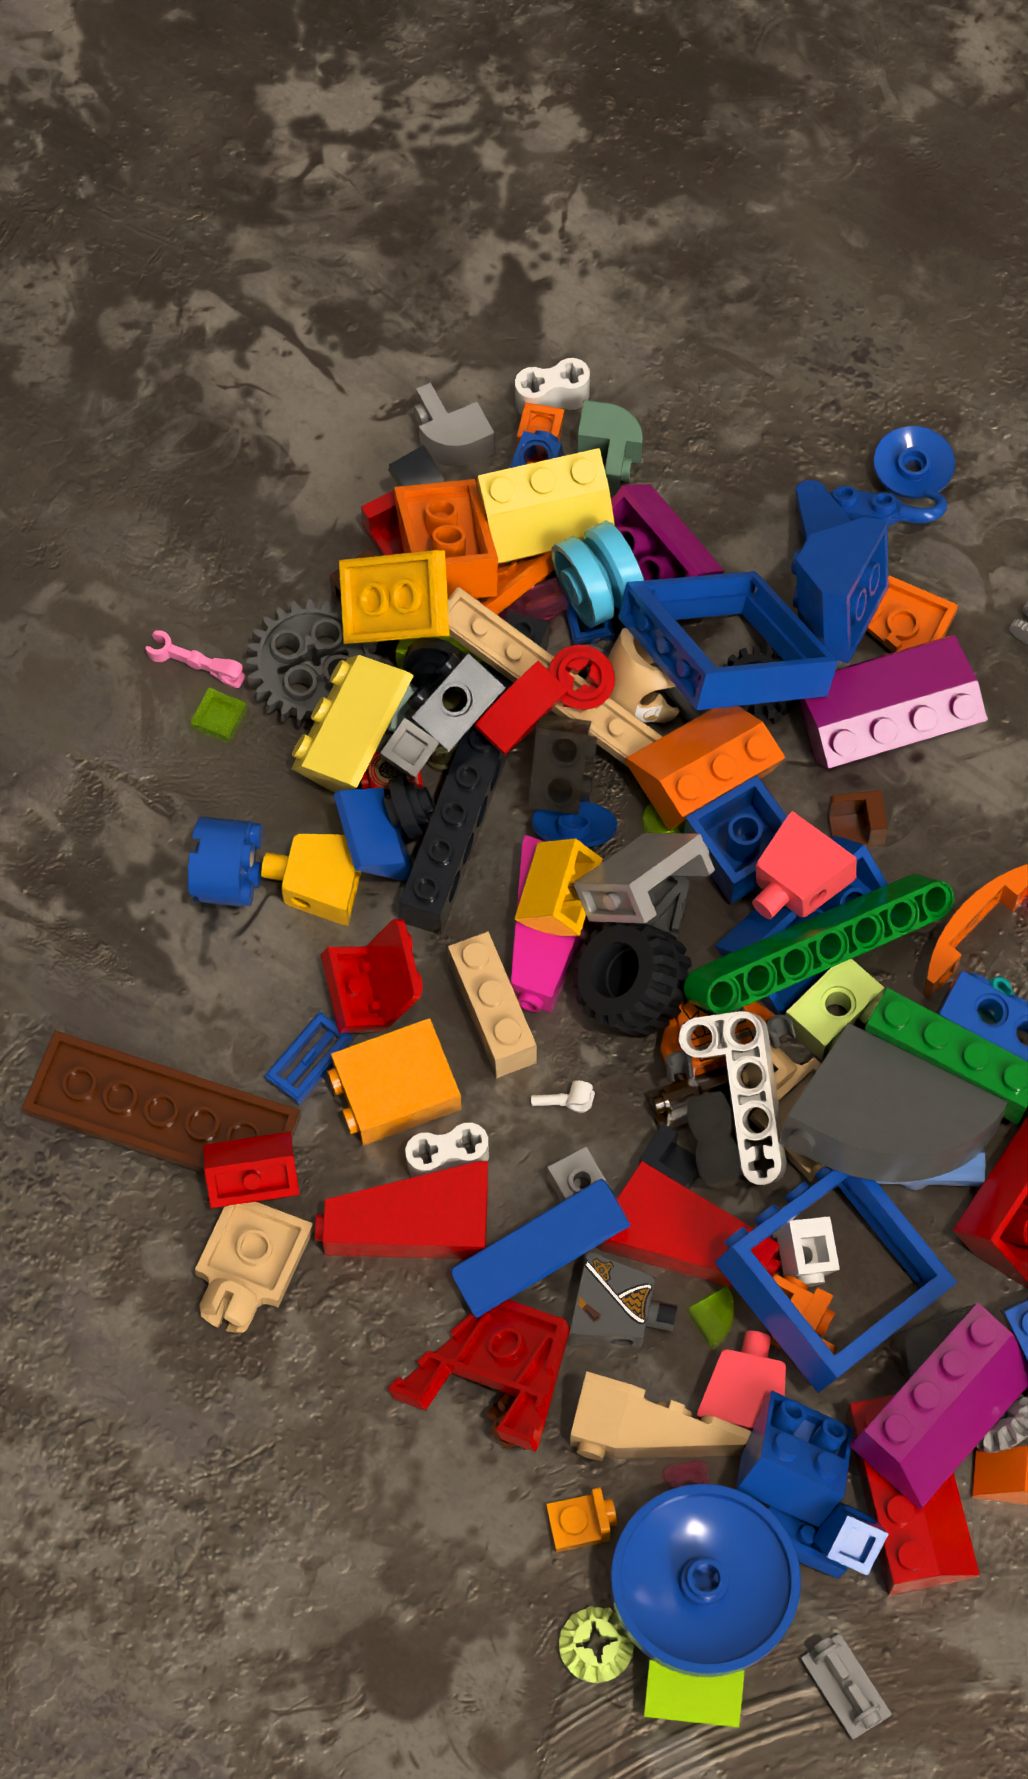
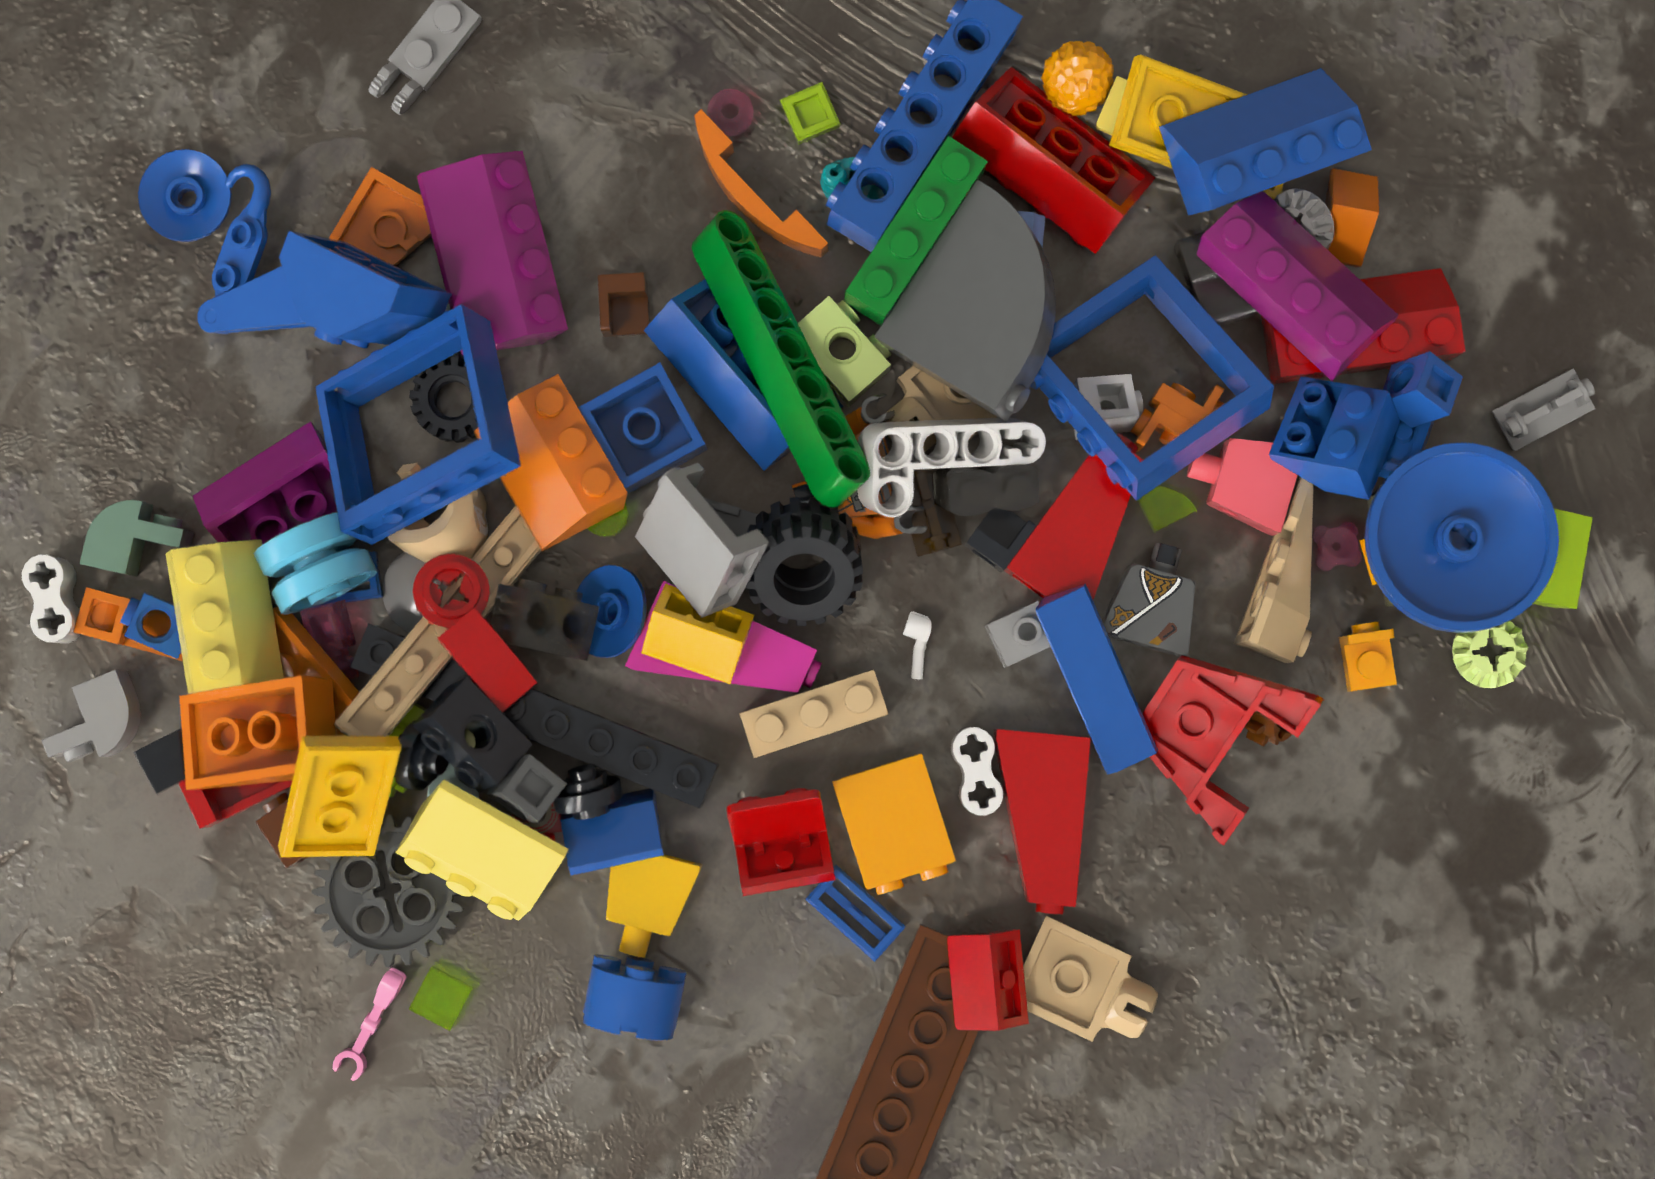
camera: 90 degrees left, 20 degrees up
(801, 869) = (704, 370): coral torso -> none

